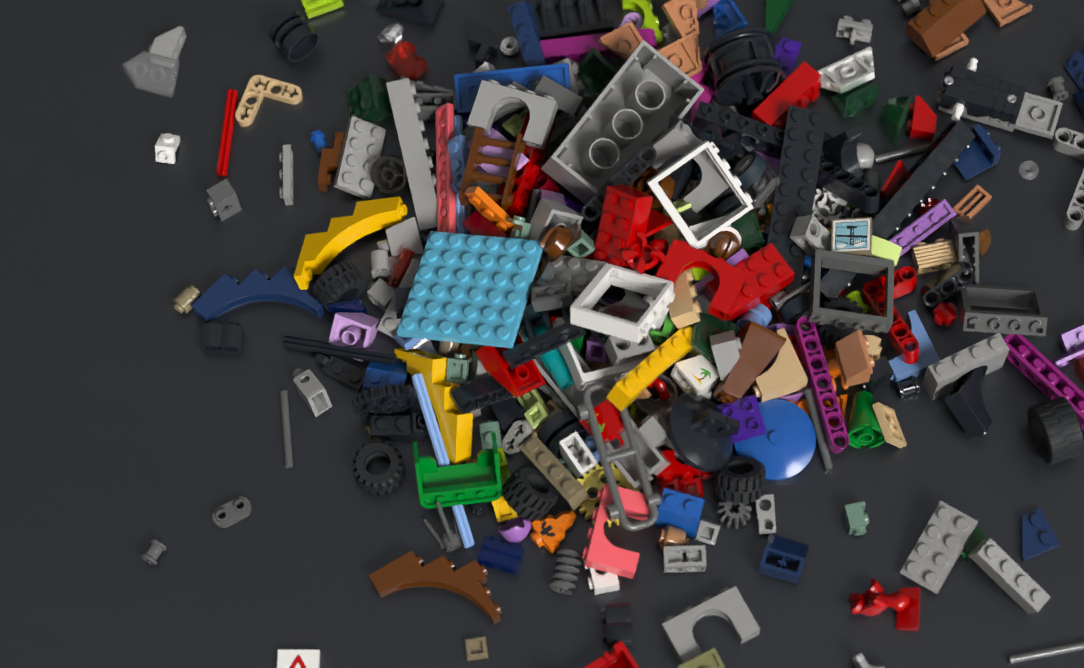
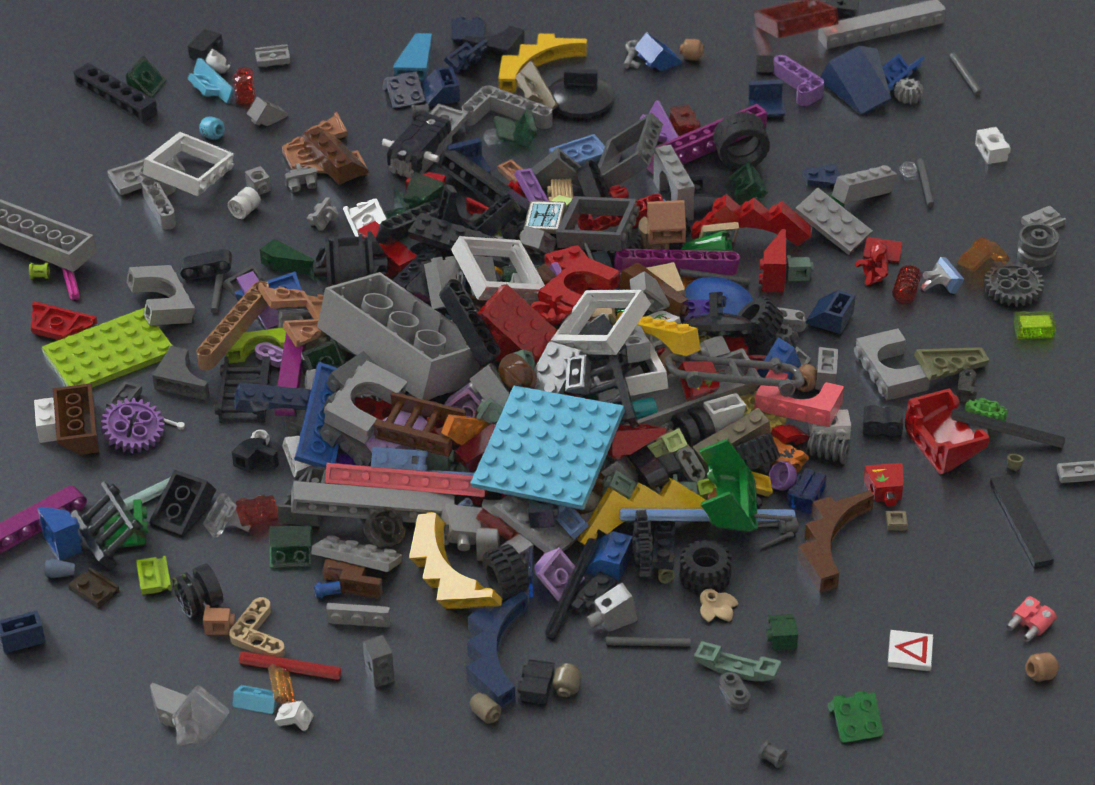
camera: 85 degrees left, 25 degrees down
(188, 114) = (254, 699): none -> medium azure slope
(201, 136) = (281, 685): none -> clear orange tile
(206, 622) = (856, 716): none -> green bracket
(225, 362) = (567, 680): none -> dark tan head
(262, 509) = (747, 669): none -> sand green slope
(269, 62) = (217, 620): none -> nougat brick
(303, 548) = (782, 632): none -> dark green brick
(334, 487) = (718, 606): none -> tan plate
(522, 633) = (885, 482): none -> red torso
(577, 528) = (789, 433): none -> red slope
(827, 105) = (397, 227): none -> black beam
(845, 488) = (774, 265): none -> red slope
(847, 636) = (907, 284): none -> clear red piece
(914, 461) = (757, 216): none -> red arch
(991, 449) = (748, 184): none -> clear green slope
(1023, 263) = (583, 149): none -> medium blue tile
(1040, 189) = (516, 132): none -> clear green bracket
(1070, 624) = (908, 169): none -> clear plate

